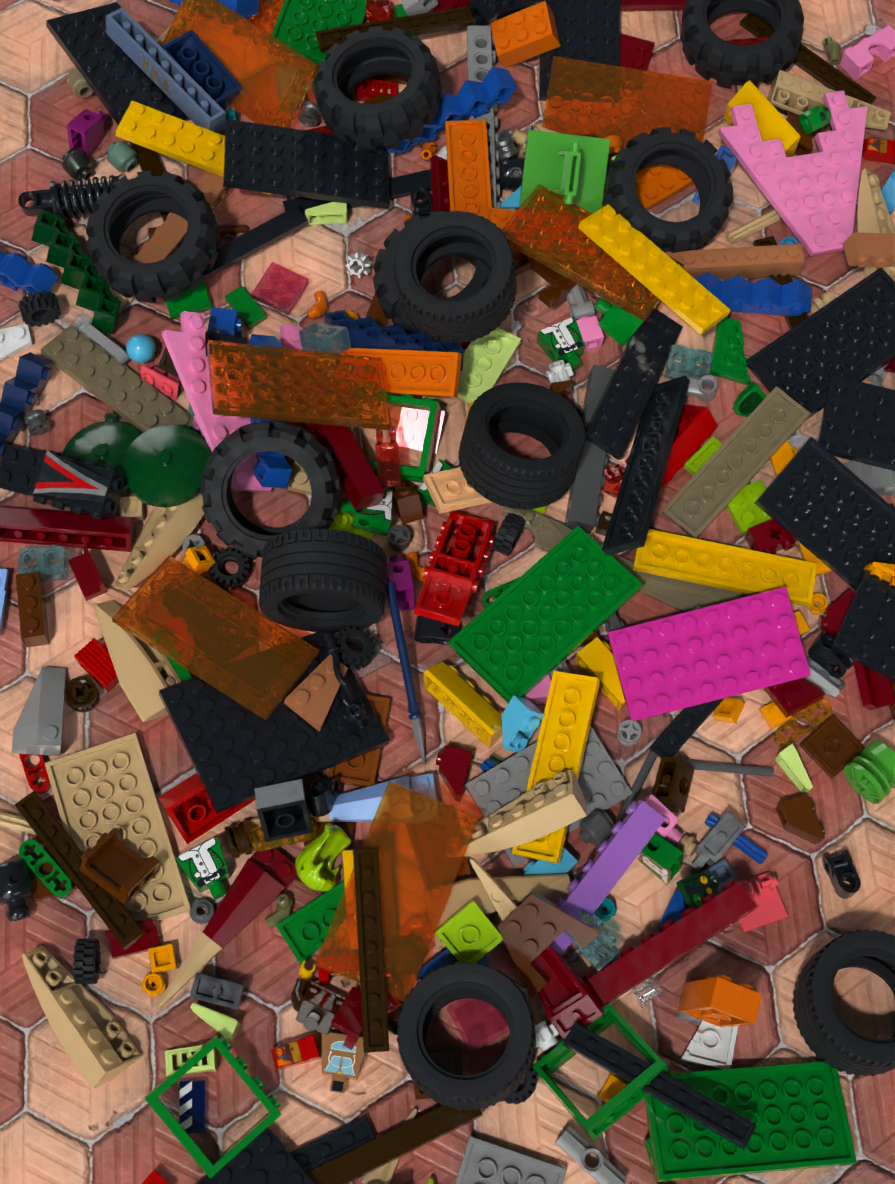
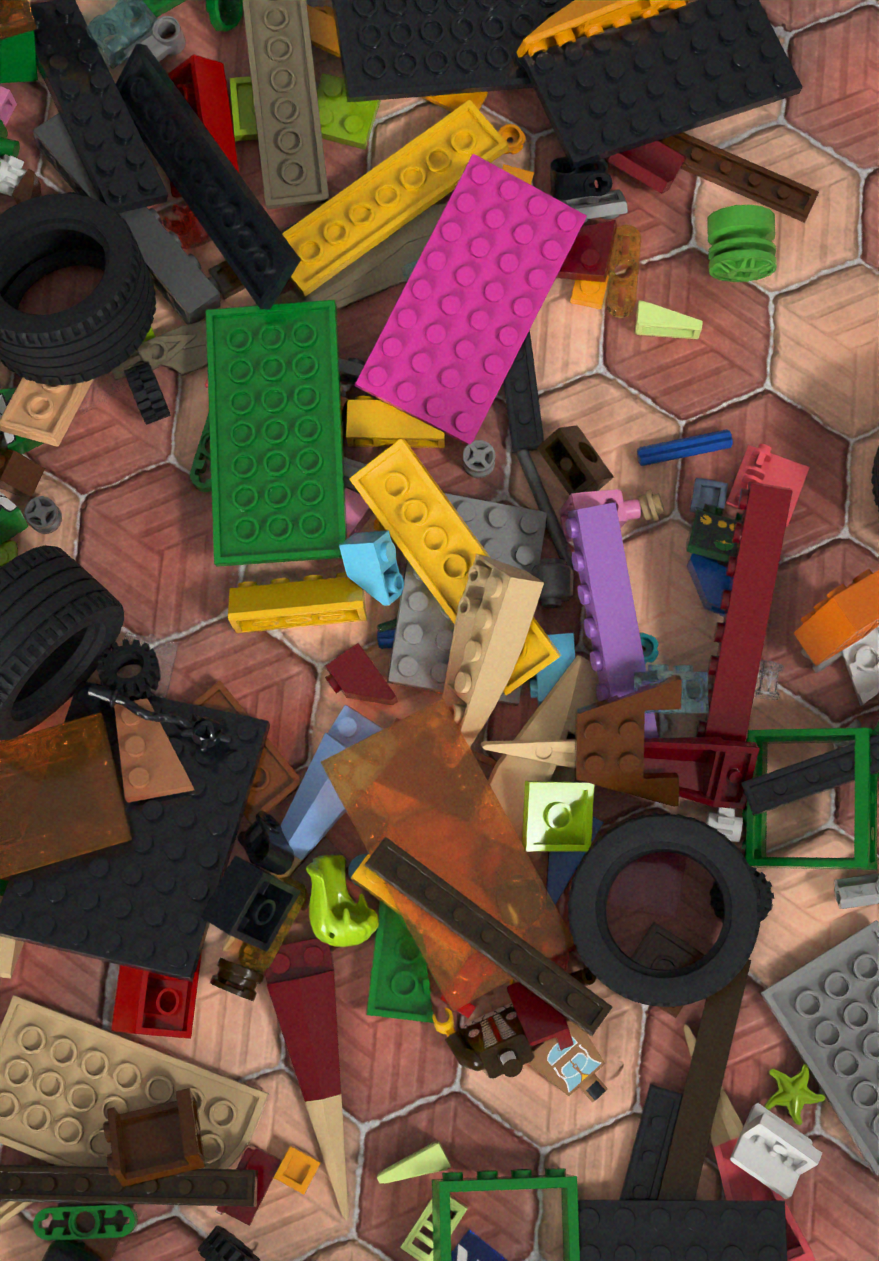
camera: 40 degrees left, 10 degrees up
(149, 979) = (314, 1211): light orange plate -> none
(201, 919) = (292, 1083): flat silver plate -> none
(206, 867) = (237, 1039): torso -> none
(218, 990) = (384, 1135): black hinge -> none
(282, 912) = (357, 995): olive arm -> none
(295, 1053) = (521, 1106): red leg -> none
(400, 573) = (99, 558): magenta torso -> none
(413, 705) = (250, 661): dark blue piece -> none
(416, 570) = (95, 529): orange arm -> none
(432, 631) = (182, 568): black piece -> none
(455, 568) = (137, 484): red wedge -> none
(611, 1088) = (838, 803): light orange plate -> none
(661, 858) = (648, 541): green torso -> none
(718, 840) = (674, 468): dark grey hinge -> none
(728, 710) = (546, 333): light orange plate -> none
(731, 768) = (606, 387): dark grey bar -> none
(763, 536) = (386, 132): dark red brick -> none
(800, 820) = (723, 364): reddish brown slope -> none
(832, 746) = (673, 263): reddish brown tile -> none
(834, 614) = (540, 137): dark red slope -> none
(841, 869) = (811, 372): black piece -> none

